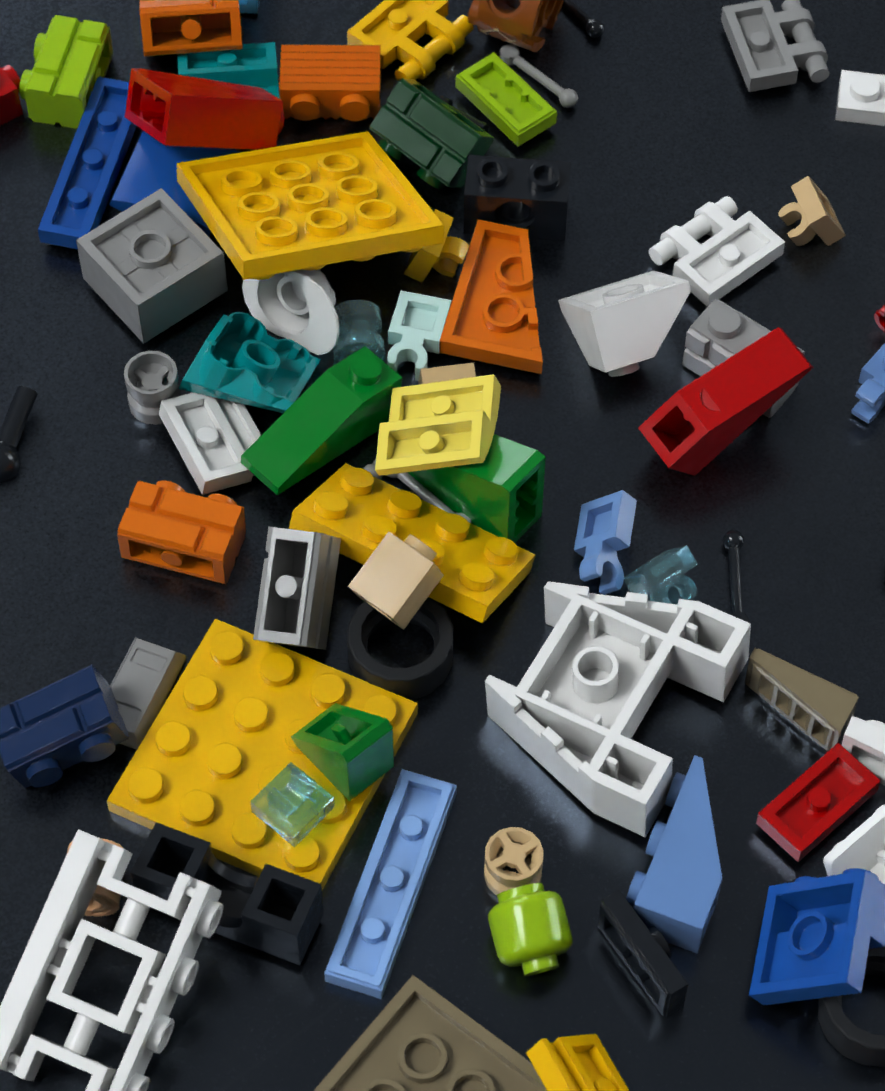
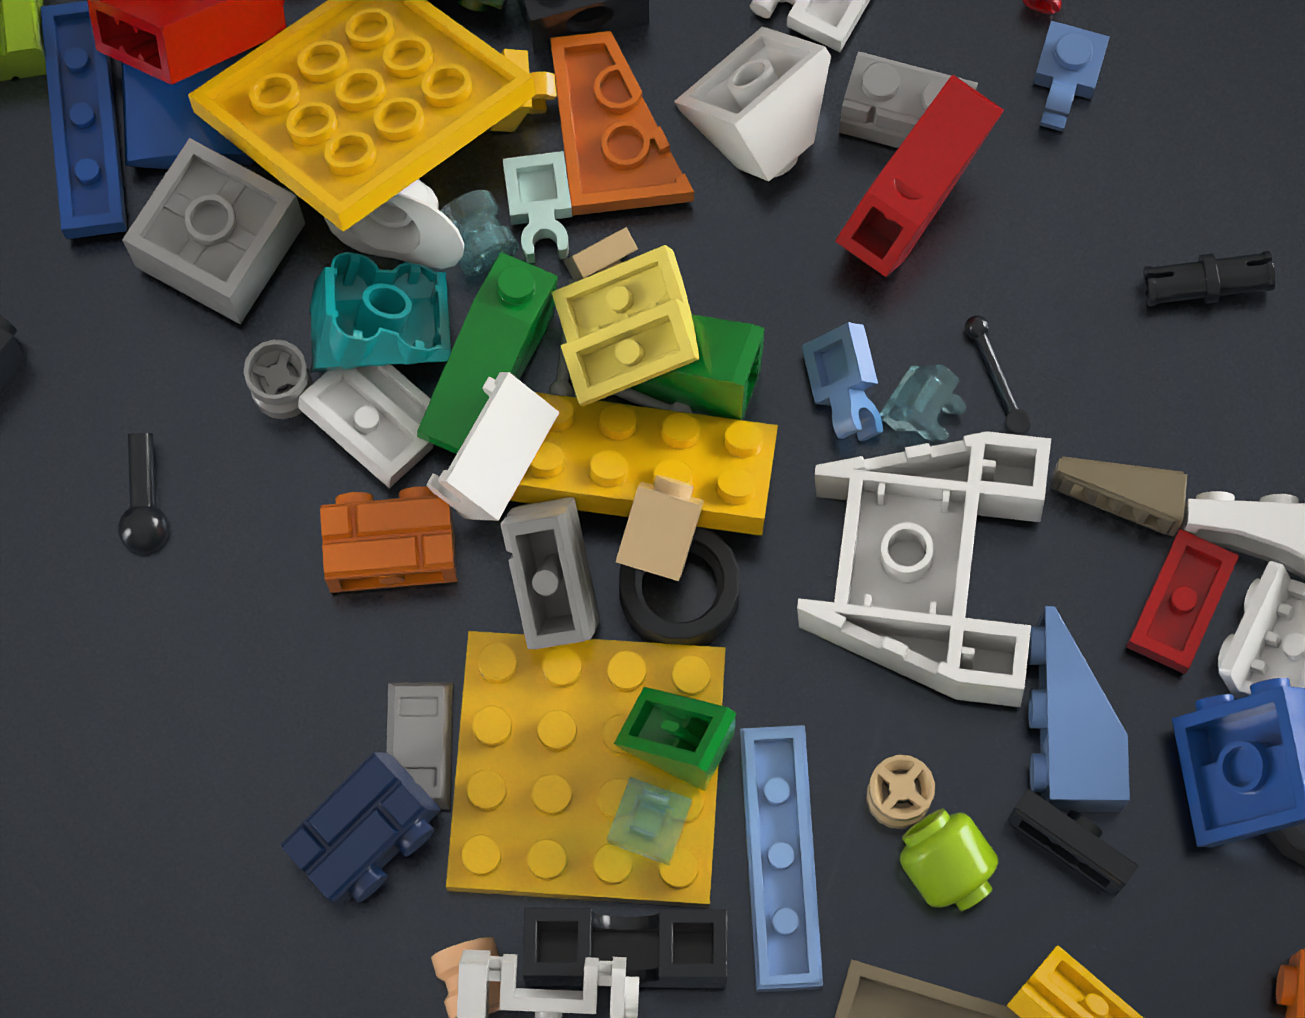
camera: 20 degrees left, 15 degrees up
(290, 477) = (495, 450): none -> white hinge

